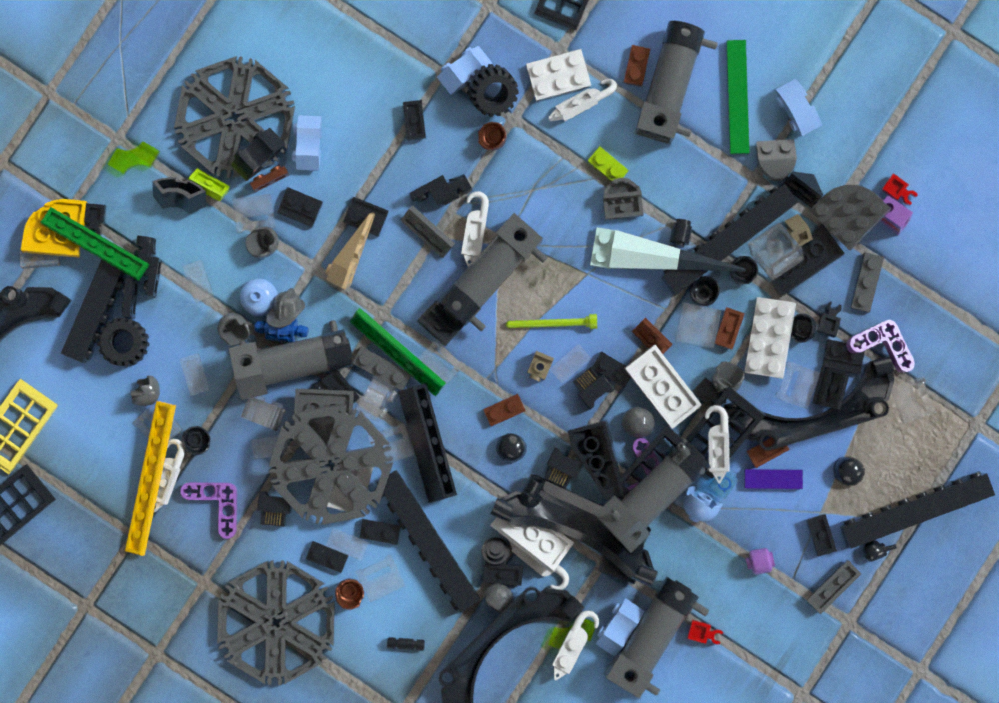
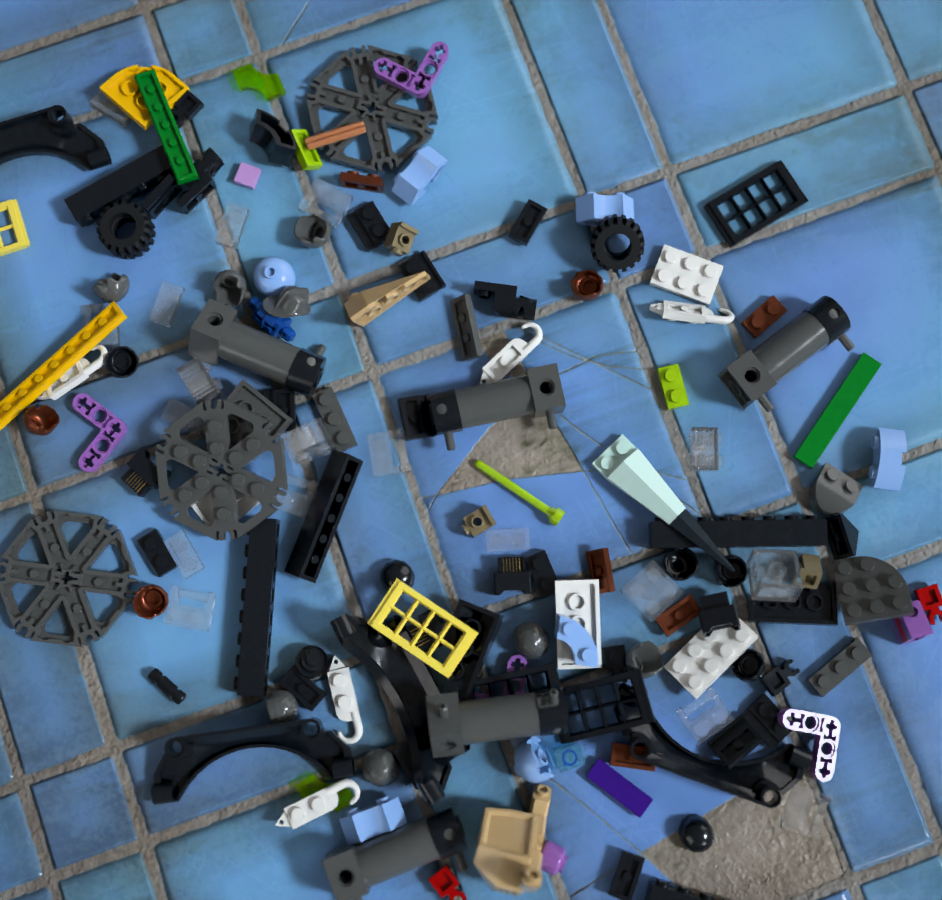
camera: 40 degrees right, 5 degrees down
(169, 525) = (40, 420): none -> copper hair
(180, 235) = (247, 175): none -> lavender tile
(224, 158) = (335, 135): none -> nougat axle
(249, 72) = (414, 78): none -> medium lavender beam
(250, 160) = (375, 148): black brick -> none
(330, 201) = (400, 238): none -> dark tan brick
(380, 531) = (222, 565): black plate -> none
(397, 351) = (359, 414): green tile -> none
(504, 410) = (416, 538): copper plate -> none
(520, 471) = (387, 605): none -> light yellow piece
(539, 543) = (357, 686): white plate -> none
(597, 587) = (380, 767): none -> dark grey hair
(622, 200) = (664, 426): dark grey slope -> none
(663, 195) = (704, 449): none -> clear brick
(672, 398) = (578, 639): none -> light blue brick
(681, 233) = (696, 495): black brick -> none
(719, 444) = (590, 717): white plate -> none
(727, 570) = (511, 845): none -> tan helmet
(755, 307) = (717, 613): none -> black piece

